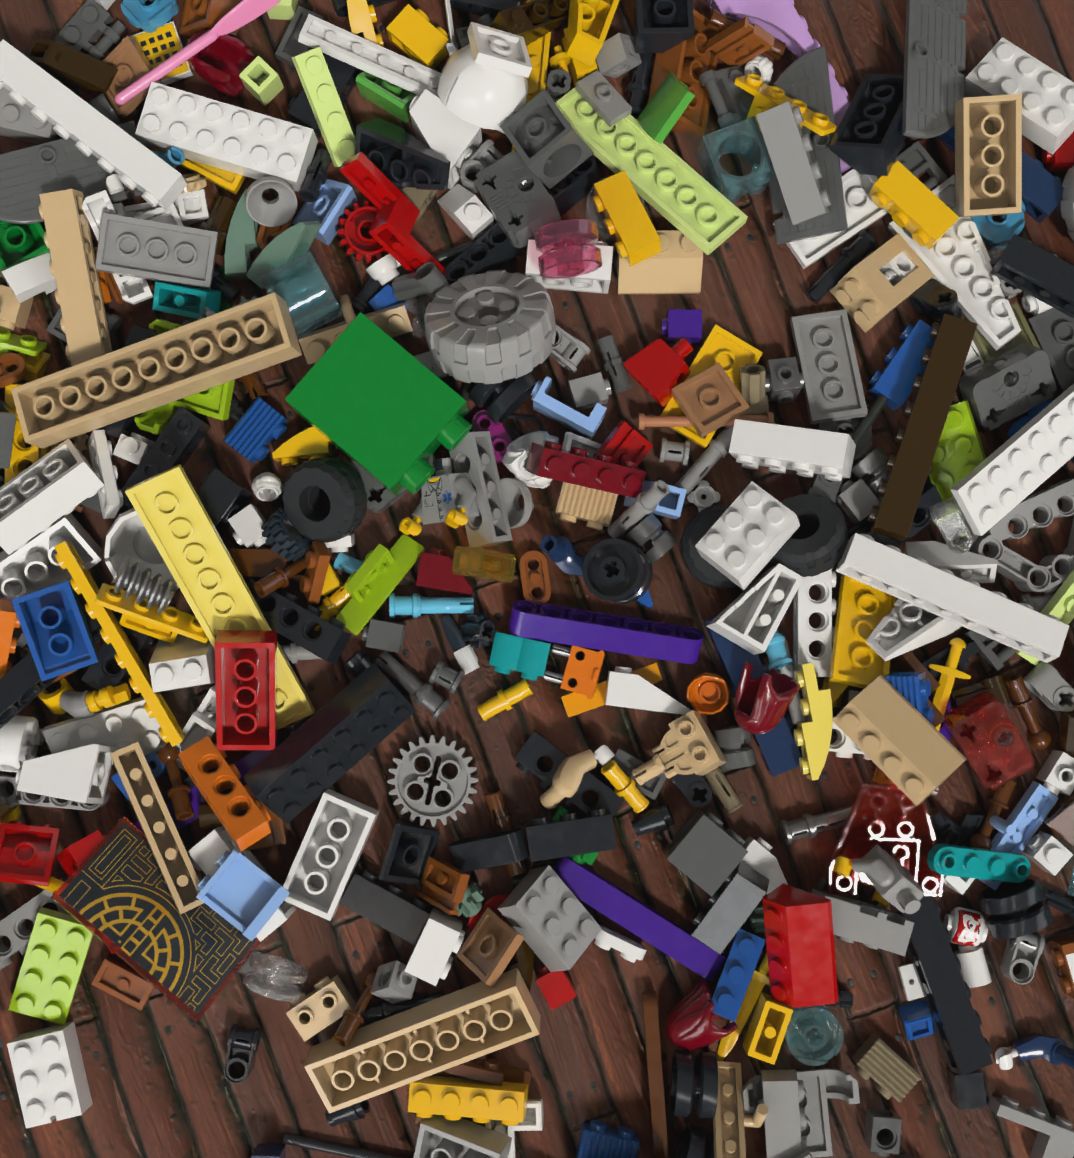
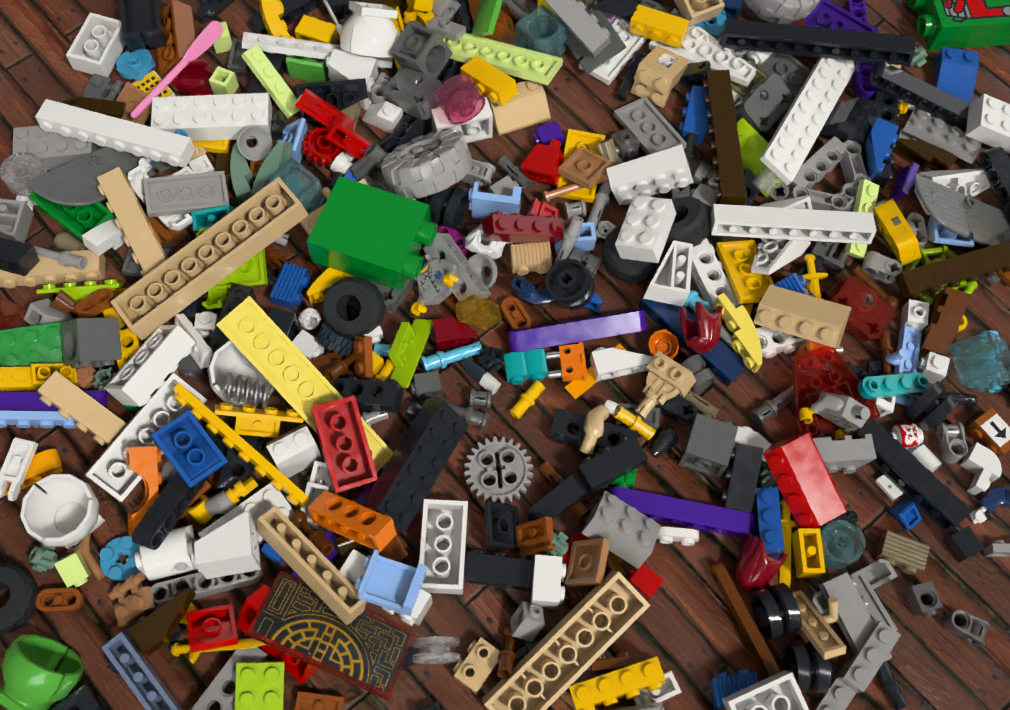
camera: 25 degrees left, 20 degrees down
(1046, 1004) = (984, 465): none -> white brick

